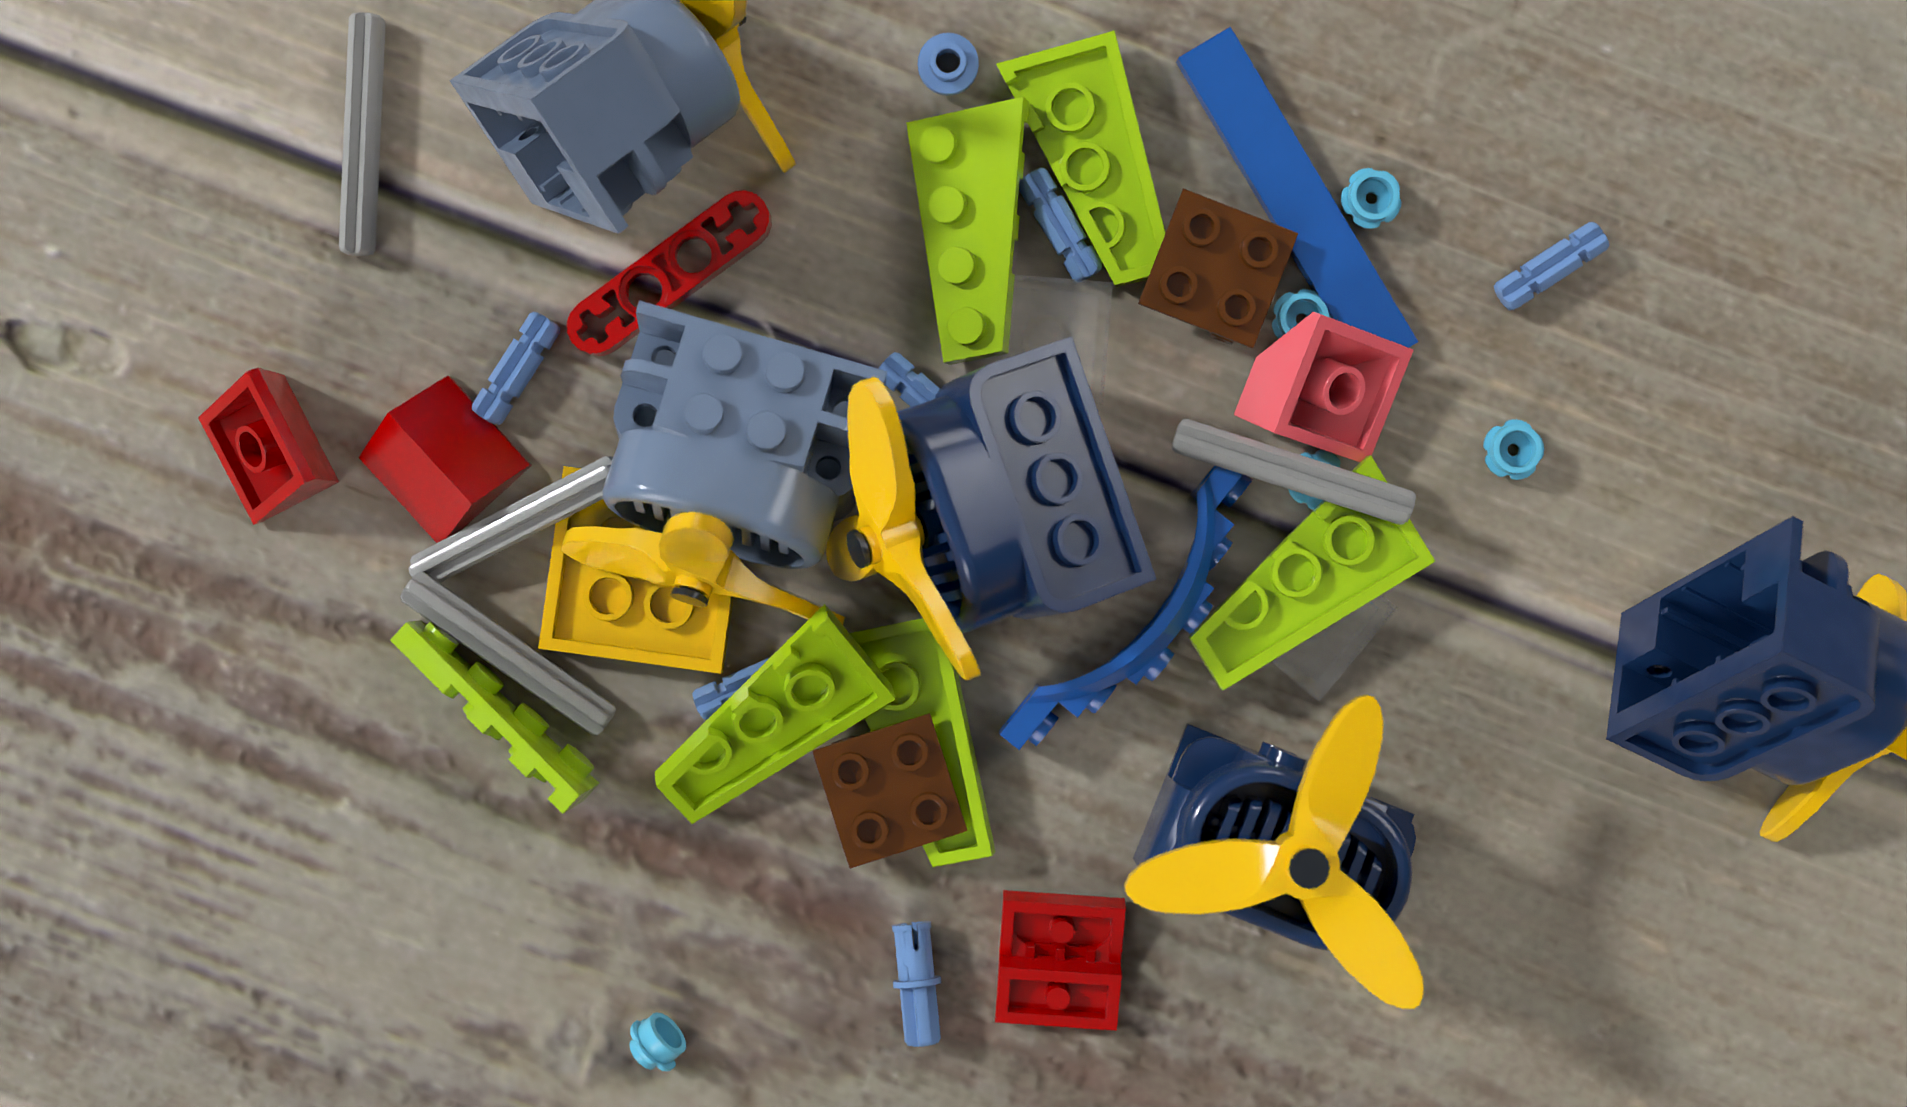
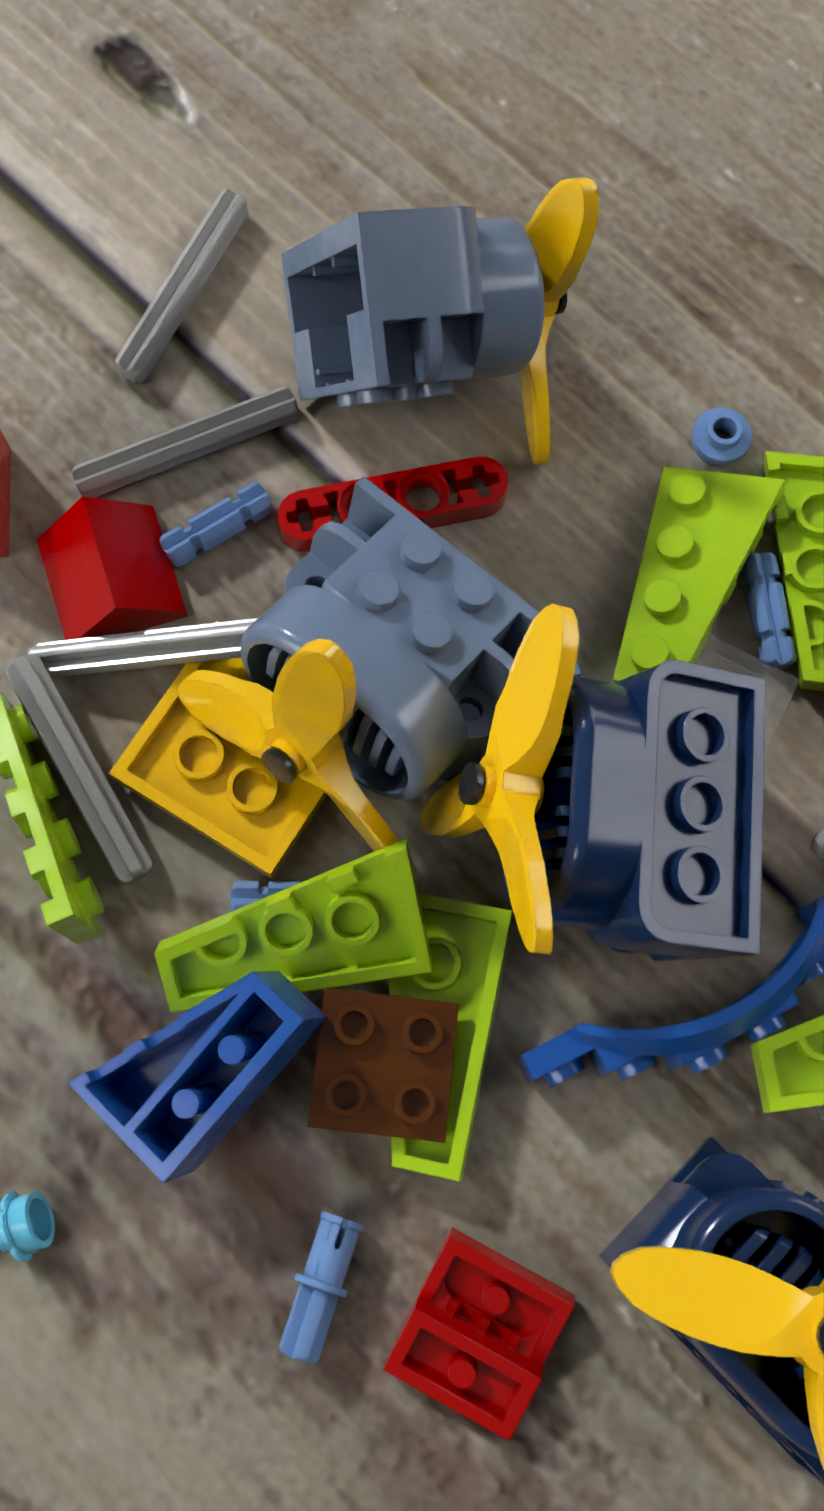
camera: 25 degrees right, 15 degrees down
(447, 298) = (185, 442): none -> light grey axle
(743, 868) = (200, 1074): none -> blue wedge

